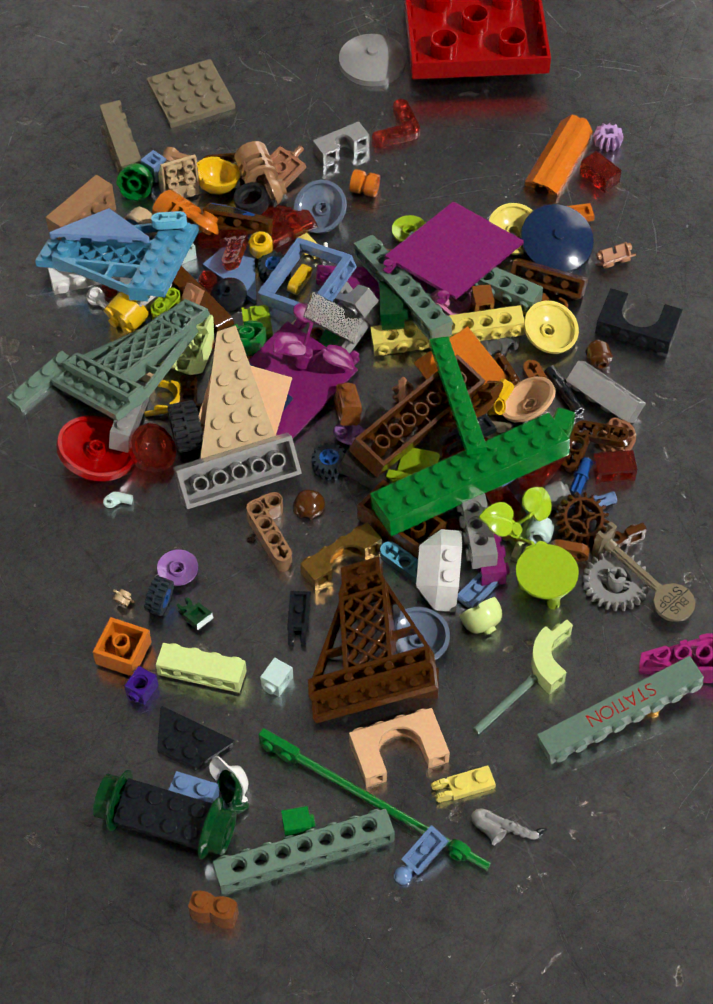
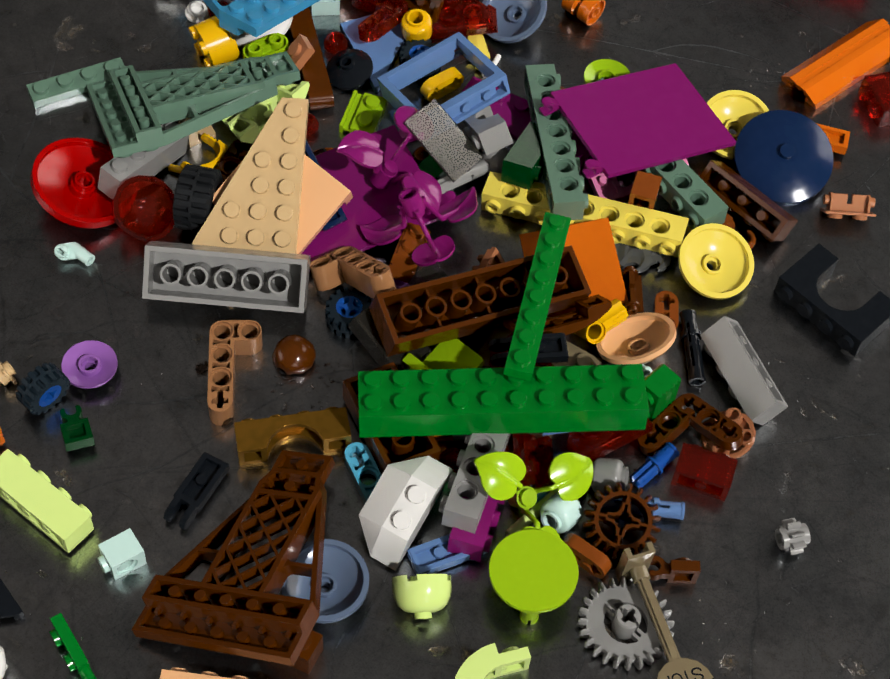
camera: 20 degrees right, 0 degrees up
(252, 336) = (333, 124): green cylinder -> none
(324, 430) = (354, 268): none -> medium nougat beam
(370, 396) = (414, 205): none -> magenta plant
(599, 354) = (761, 320): reddish brown head -> none
(689, 483) = (792, 536): none -> light grey gear

